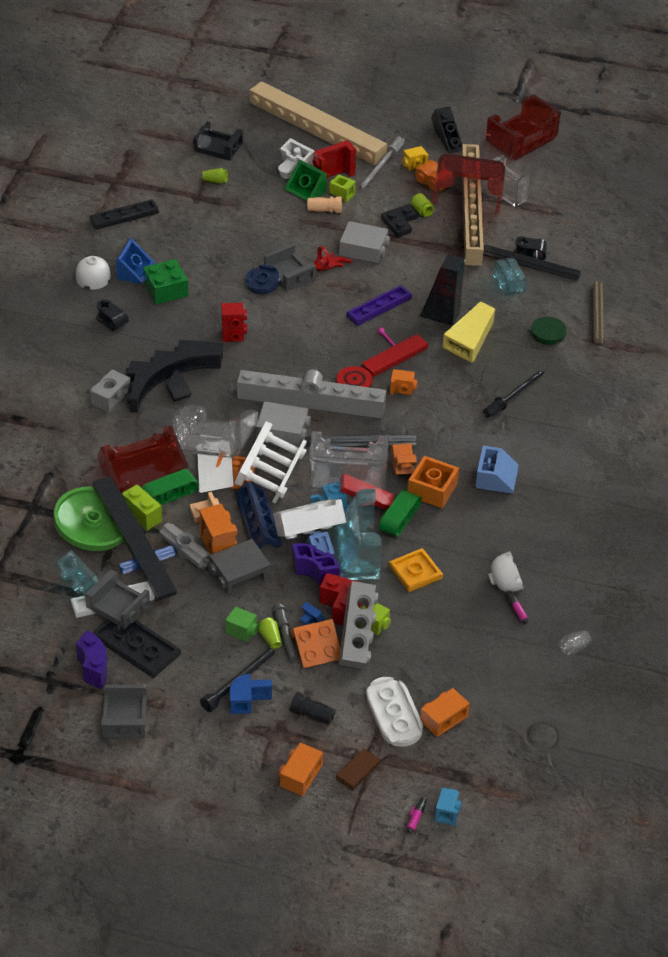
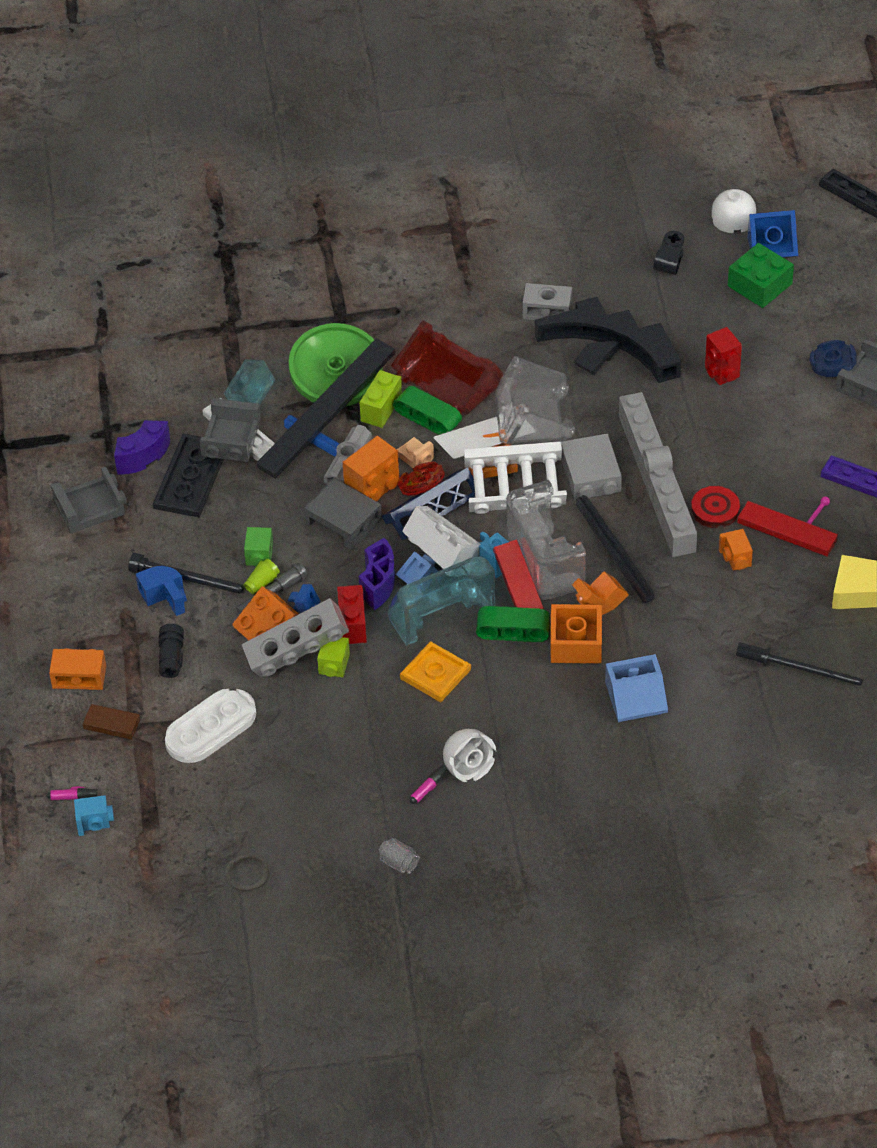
camera: 70 degrees right, 5 degrees up
(240, 509) = (422, 479): none -> clear red tile
(444, 712) = (220, 765): orange brick -> none

